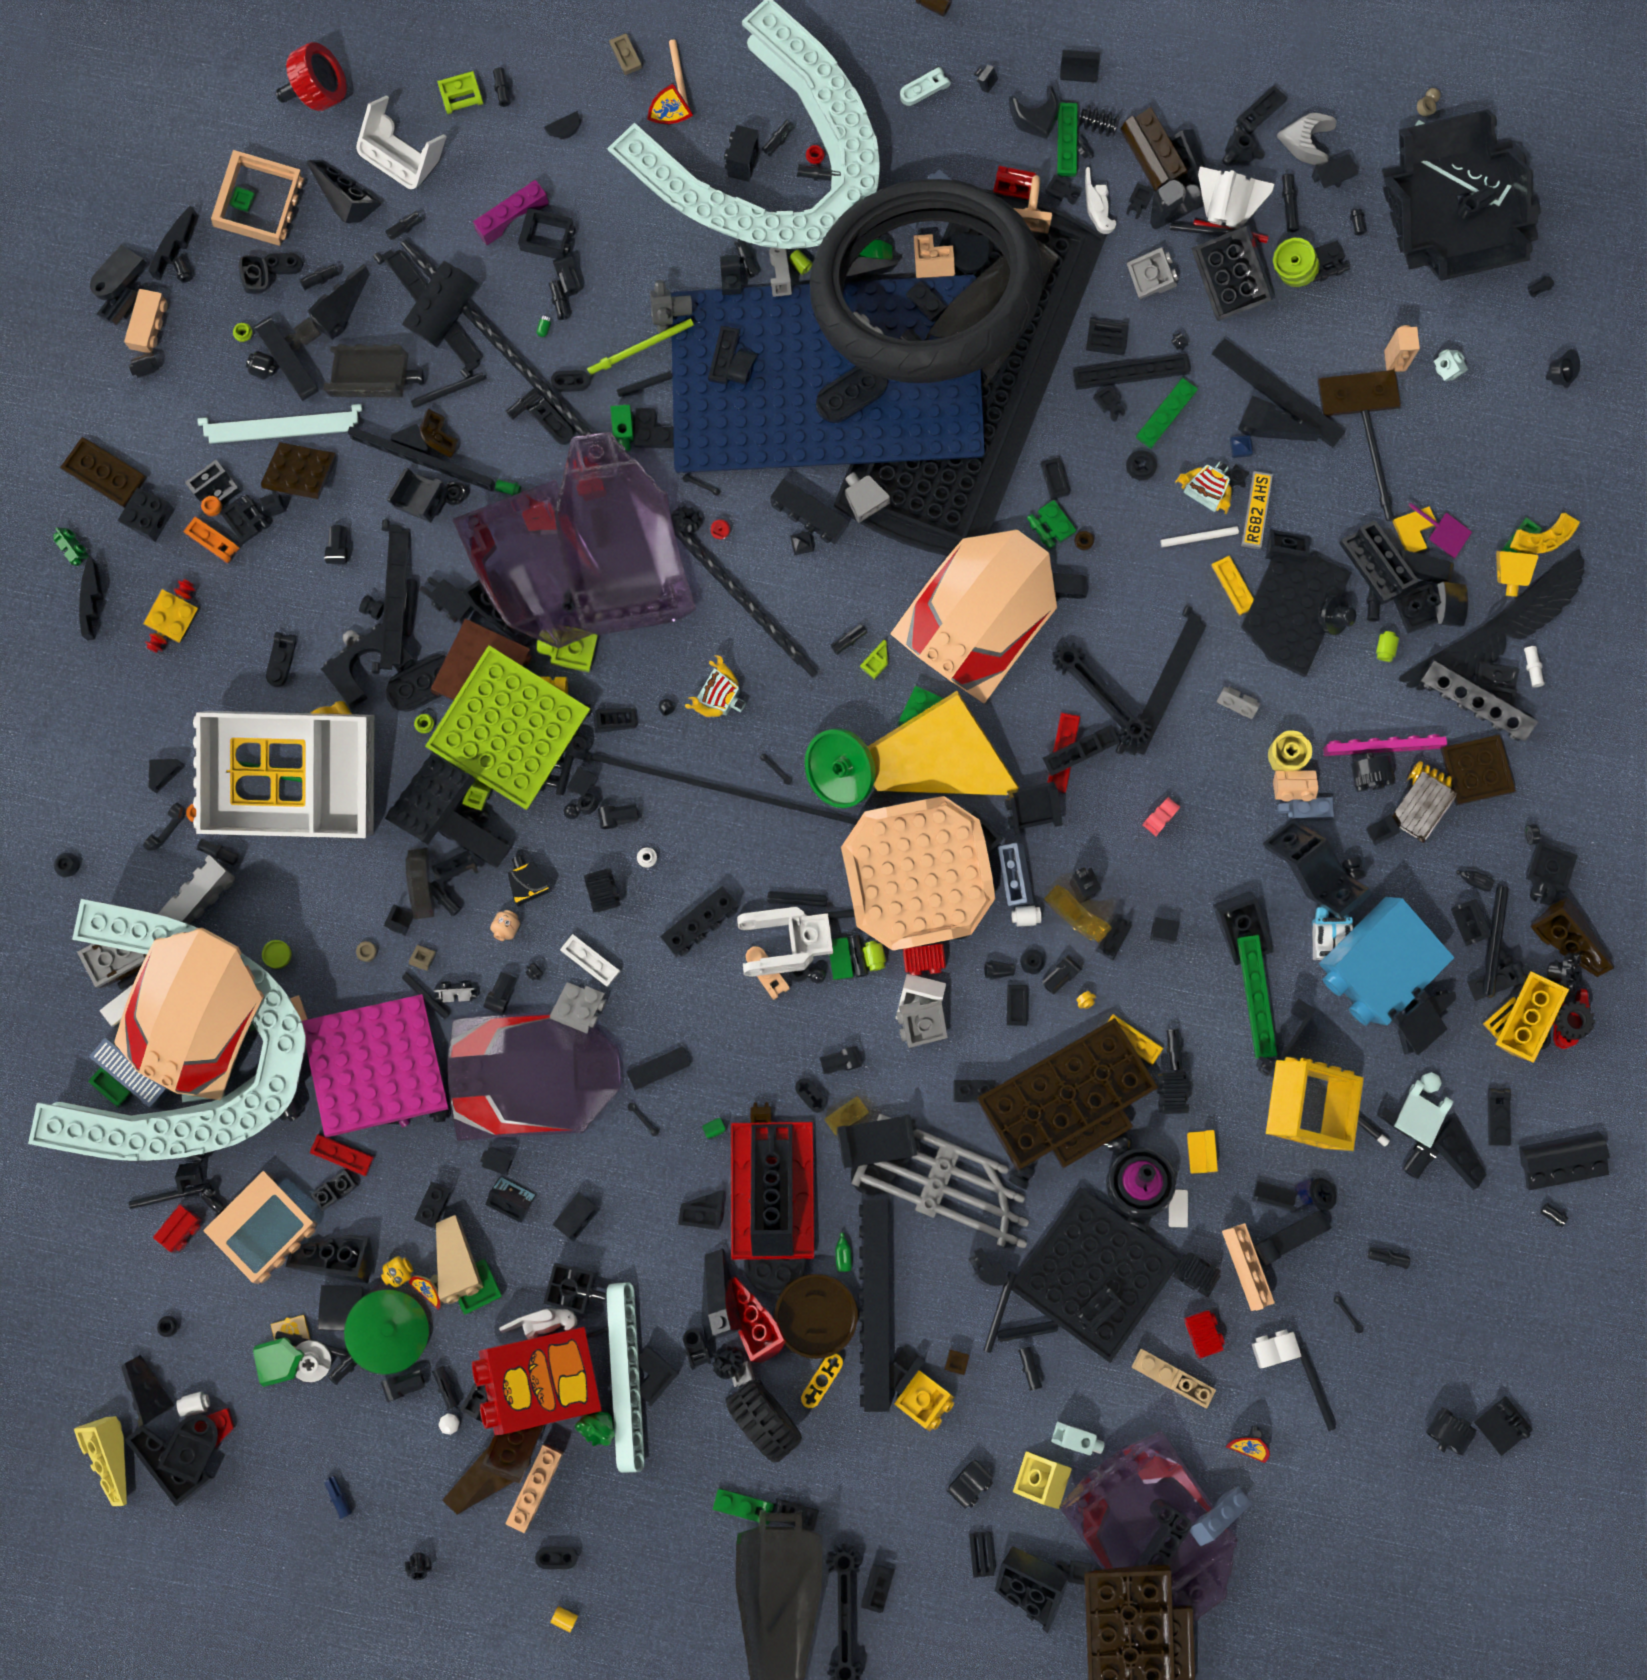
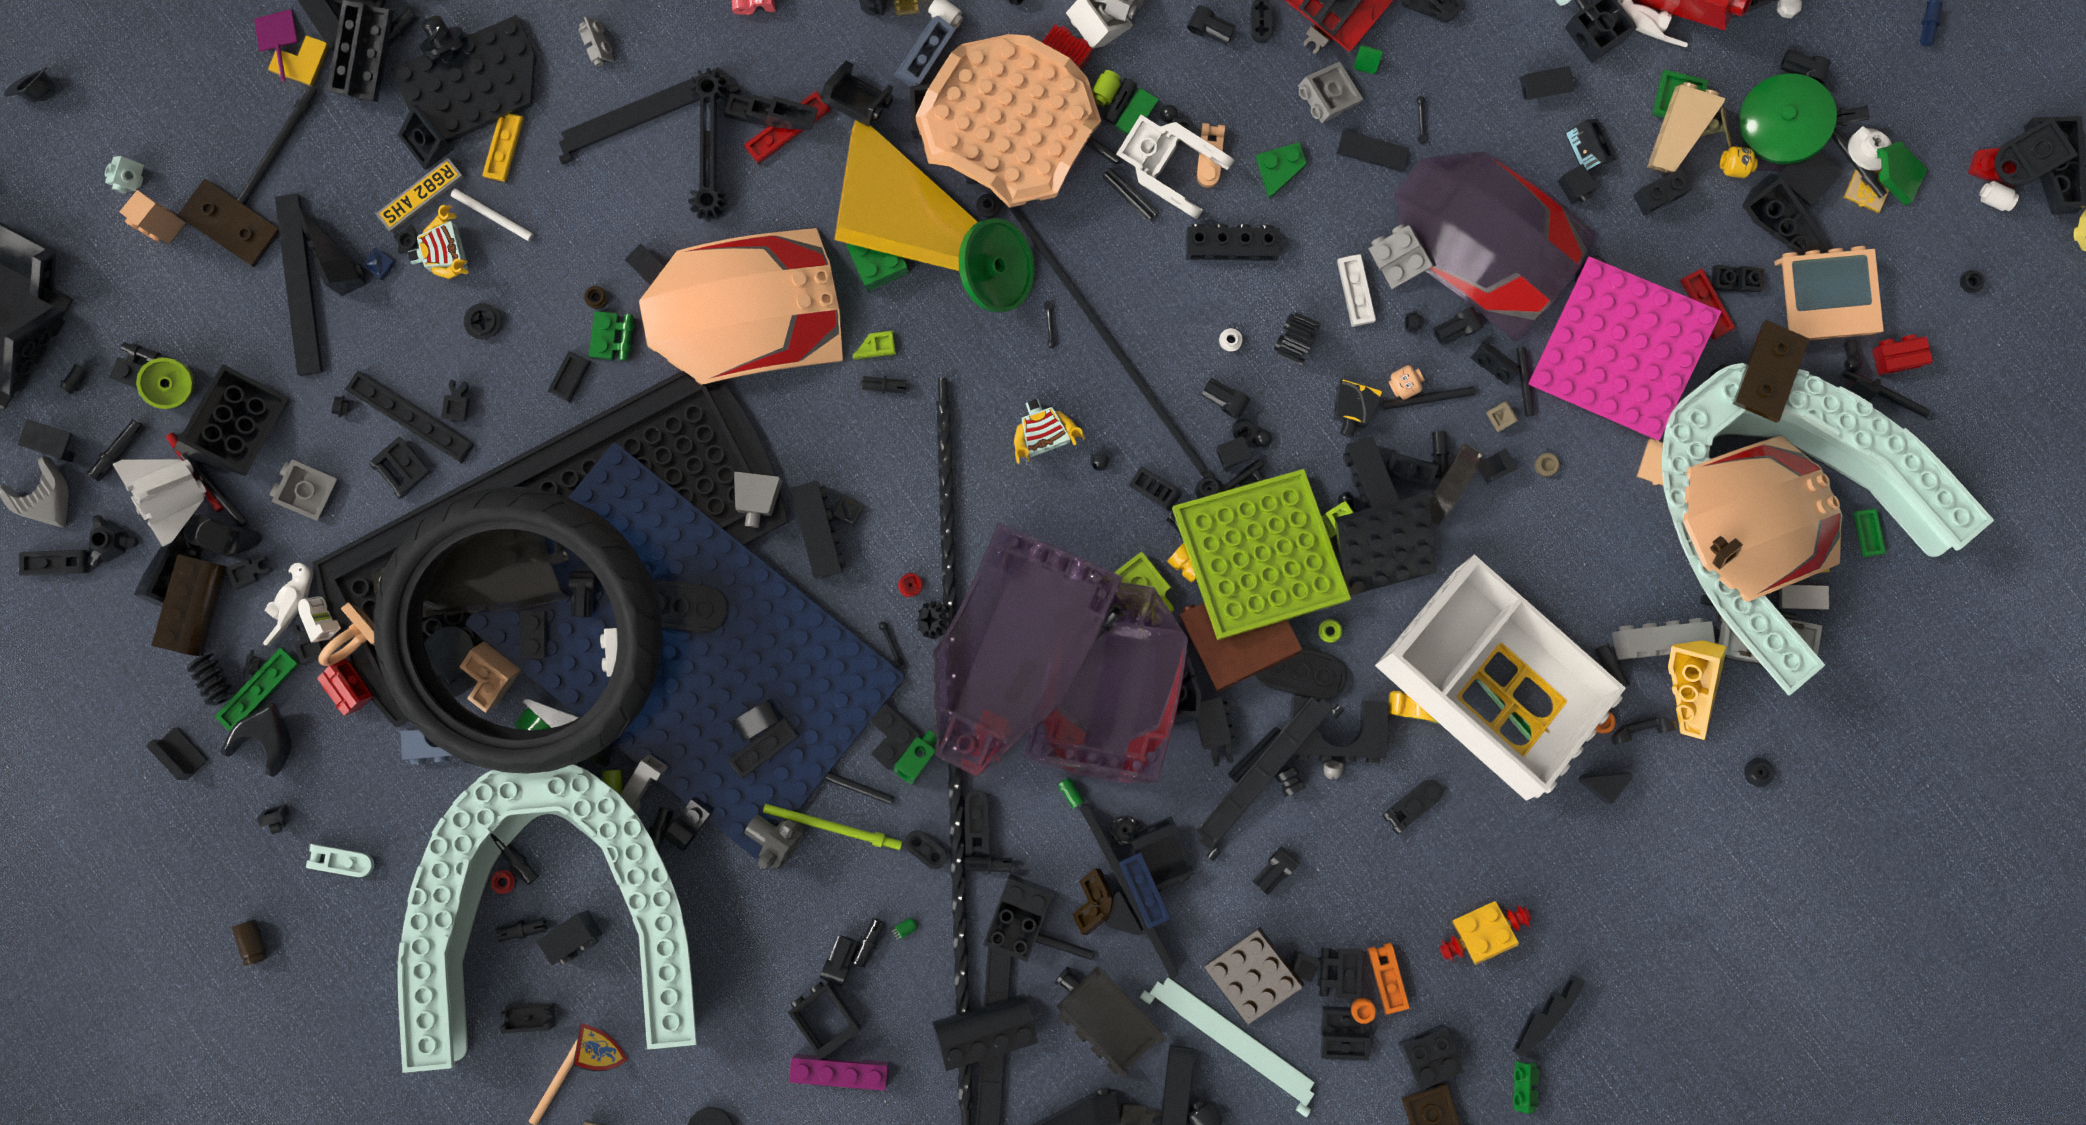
camera: 140 degrees left, 5 degrees up
(117, 1065) = (1853, 547): sand blue brick -> none
(147, 1393) = (2032, 238): black wing -> none
(153, 883) = (1695, 680): none -> yellow wedge
(193, 943) = (1725, 551): none -> dark brown tile
(258, 1120) = (1771, 371): none -> dark brown plate
(276, 954) = (1629, 529): lime piece -> none
(409, 461) = (1144, 890): none -> dark blue plate
(440, 1377) = (1770, 36): black pin -> none
(477, 387) = (1018, 917): none -> black slope
(481, 931) = (1428, 398): none -> black bar
(712, 1004) = (1280, 166): none -> green wing
(720, 1081) = (1329, 92): none -> light grey plate
(727, 92) = (528, 1018): none -> black hinge
(1069, 206) = (317, 619): none -> white leg
(1166, 413) = (414, 350): green plate -> none

